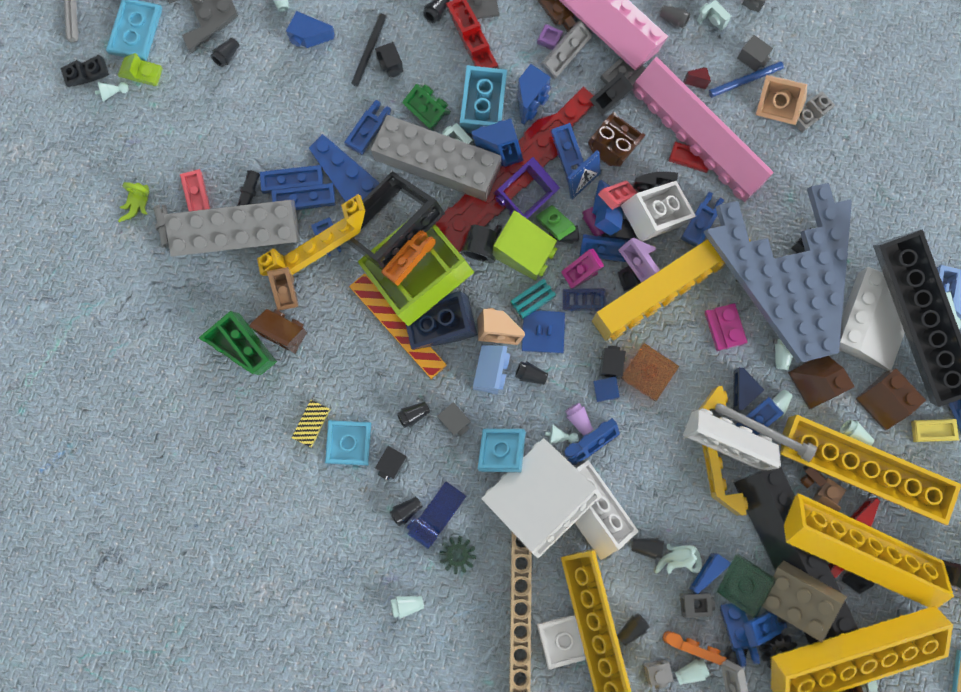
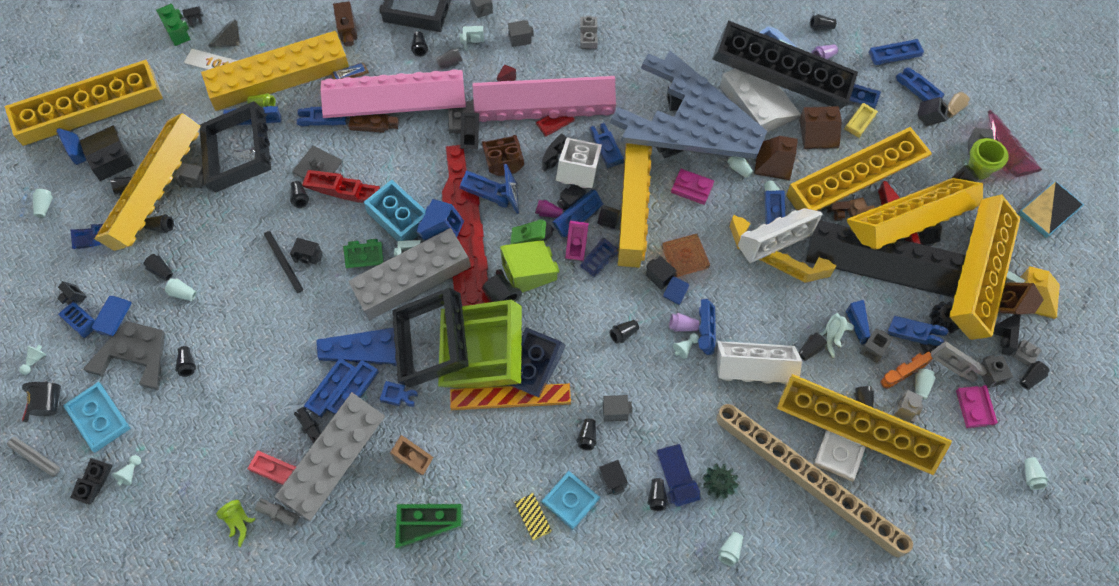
camera: 50 degrees left, 15 degrees down
(140, 71) = (131, 439): lime slope -> none
(279, 330) = (442, 483): reddish brown slope -> none
(308, 31) = (229, 290): blue slope -> none
(320, 244) = (402, 399): yellow slope -> none
(366, 128) = (342, 307): blue hinge -> none
(408, 257) = (472, 341): orange hinge -> none
(490, 367) = (600, 352): light blue slope -> none
(498, 328) = (572, 326): light nougat slope -> none
(501, 450) = (666, 390): medium azure tile -> none
(532, 92) = (422, 178): blue slope -> none
(540, 176) = (487, 218): dark purple window -> none
(541, 498) = (723, 385): white panel -> none
(544, 332) = (599, 302): blue piece -> none
(546, 288) = (569, 276): teal tile -> none
(549, 37) = (390, 141): medium lavender tile -> none
(566, 50) = (410, 137): light grey tile -> none
(606, 219) = (550, 191): blue slope -> none
(617, 194) = (546, 177): coral tile -> none
(638, 257) = (601, 197): lavender slope -> none
(744, 389) = (746, 205): dark blue slope -> none
(746, 79) = (531, 52): blue bar -> none
(746, 585) = (886, 301): clear green tile -> none
(763, 628) = (924, 311): blue hinge -> none
(782, 99) = (566, 40): light nougat slope -> none
(804, 601) = (923, 272): dark tan piece -> none
(805, 450) = (821, 194): light grey piece -> none
(855, 430) = (825, 161): light aqua cone -> none

